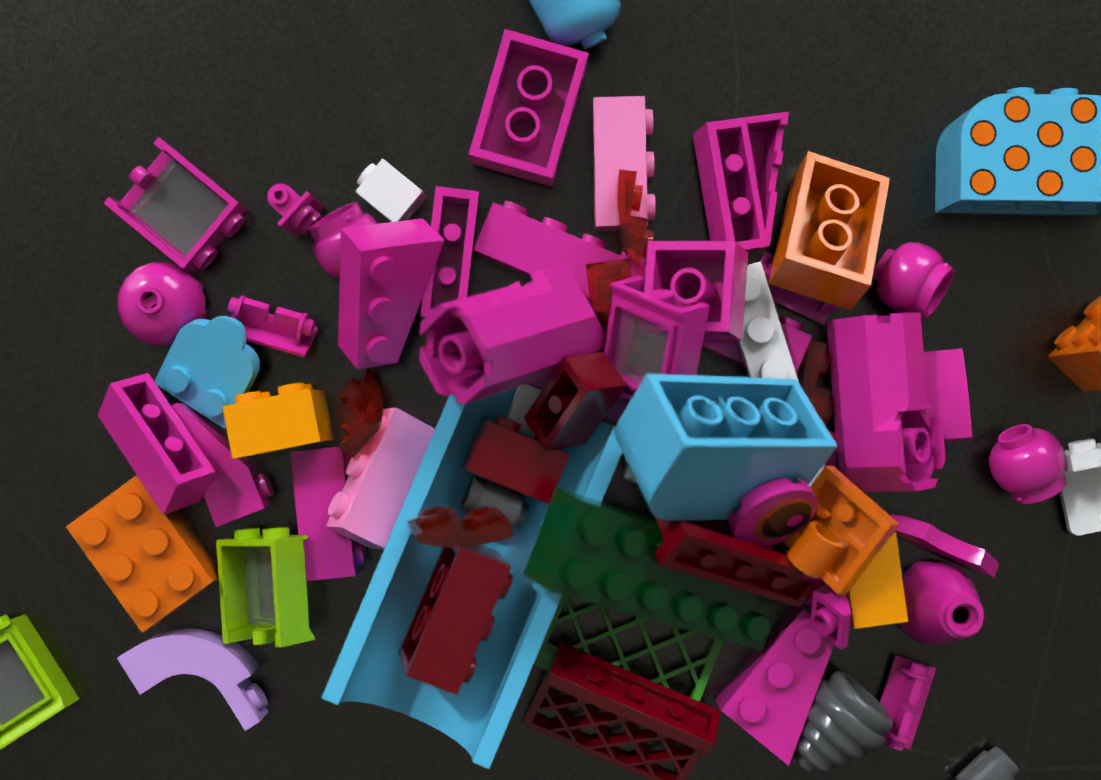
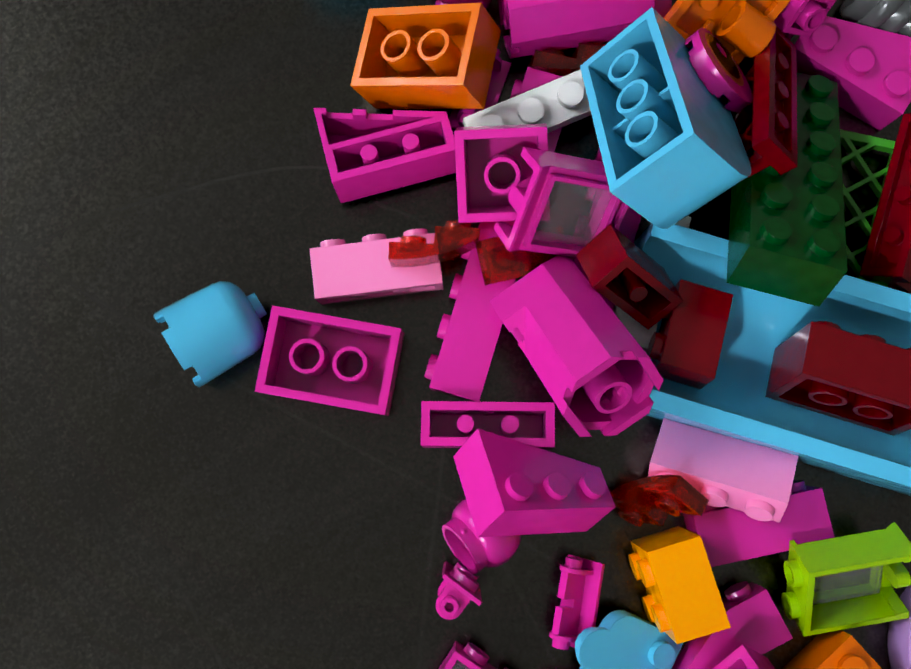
camera: 90 degrees left, 5 degrees down
(389, 192) = (427, 495): white brick -> none
(444, 528) = (783, 395): clear red slope -> none
(491, 494) = (738, 353): dark grey brick -> none

